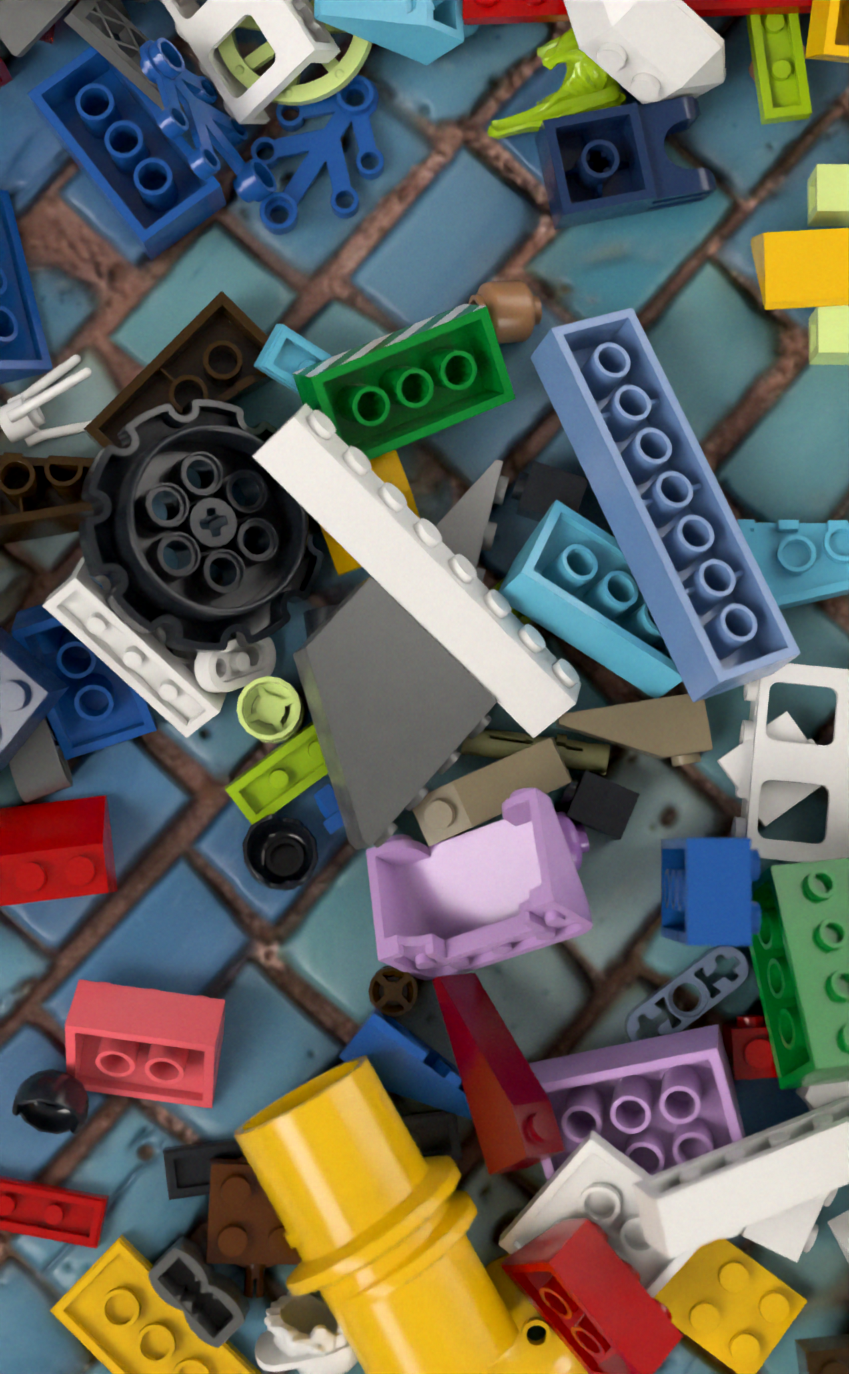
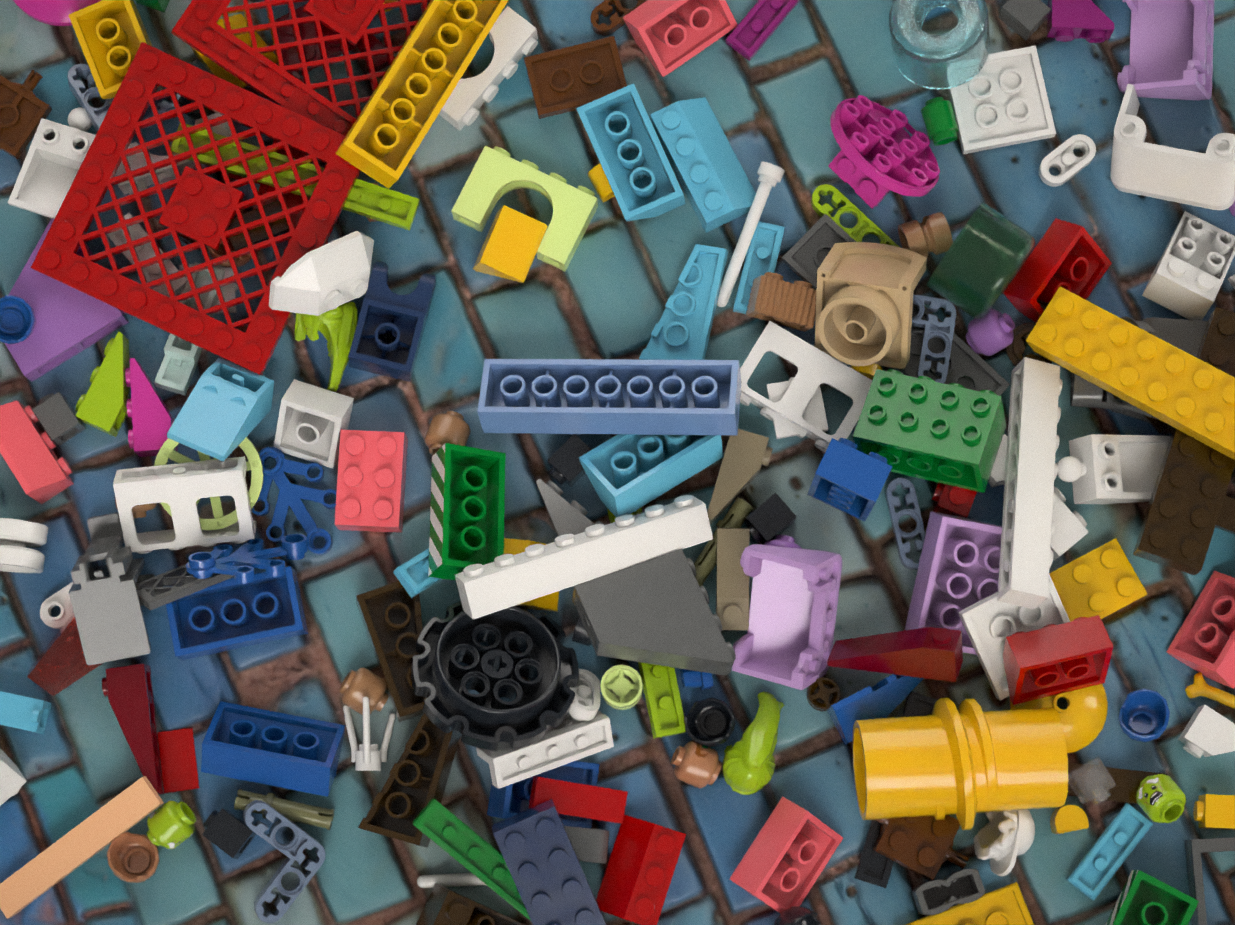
camera: 60 degrees left, 5 degrees down
(92, 725) = (580, 799): none -> red tile
(111, 365) = (360, 685): none -> medium nougat head
(214, 861) = (696, 764): none -> nougat head
(256, 935) = (751, 760): none -> lime hair
(393, 240) = (371, 481): none -> coral brick
(435, 125) = (312, 423): none -> white slope

